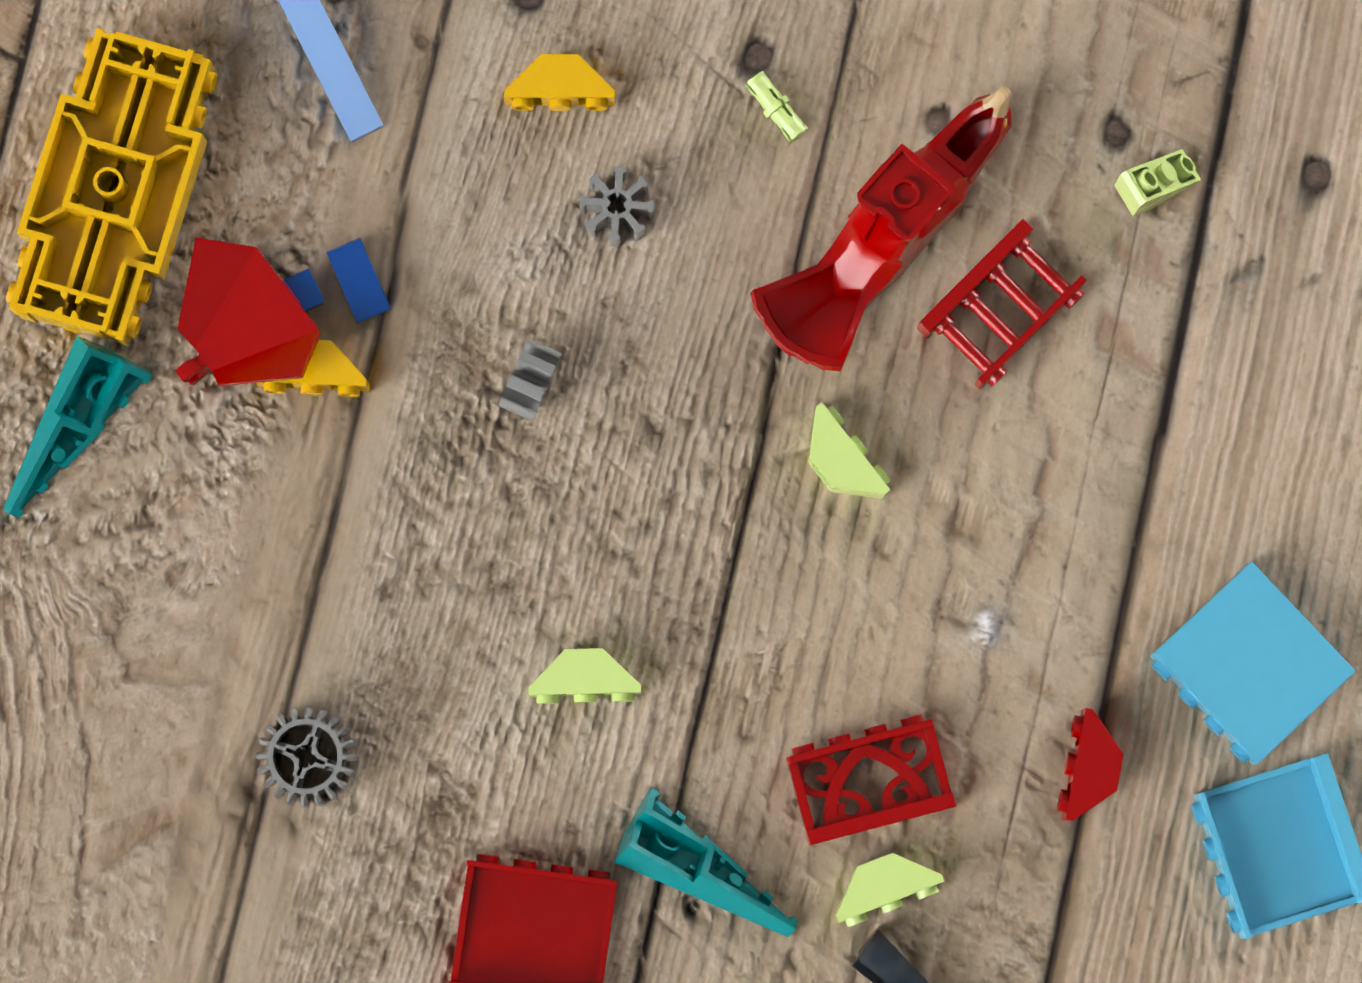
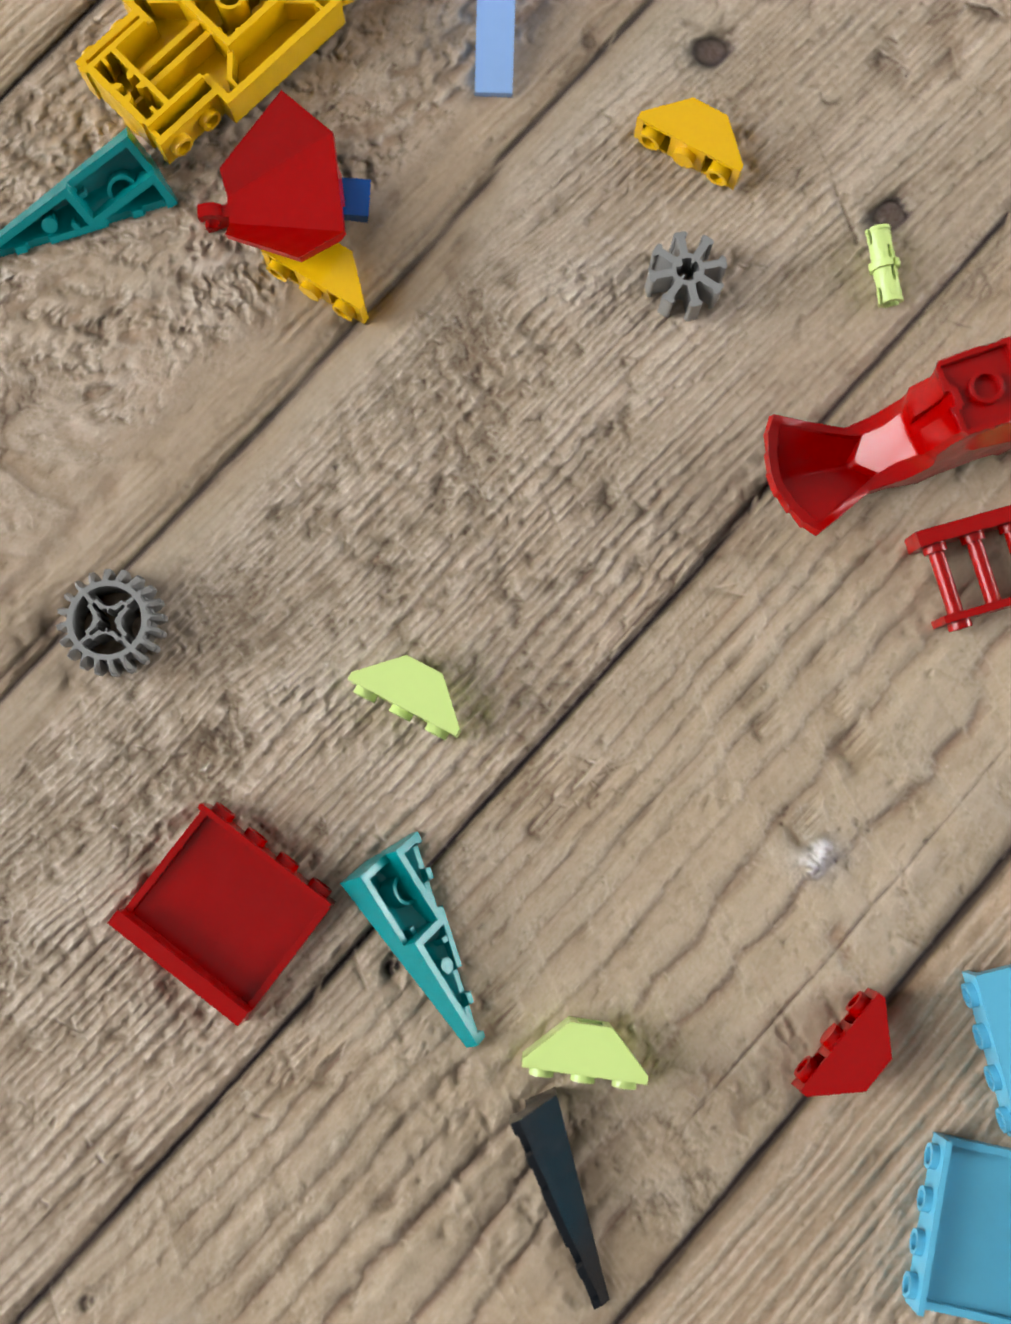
camera: 30 degrees right, 0 degrees up
(358, 280) = (410, 216): blue slope -> none
(530, 379) = (516, 386): light grey gear -> none
(835, 819) = (666, 987): red fence -> none
(841, 459) = (768, 622): yellowish green slope -> none

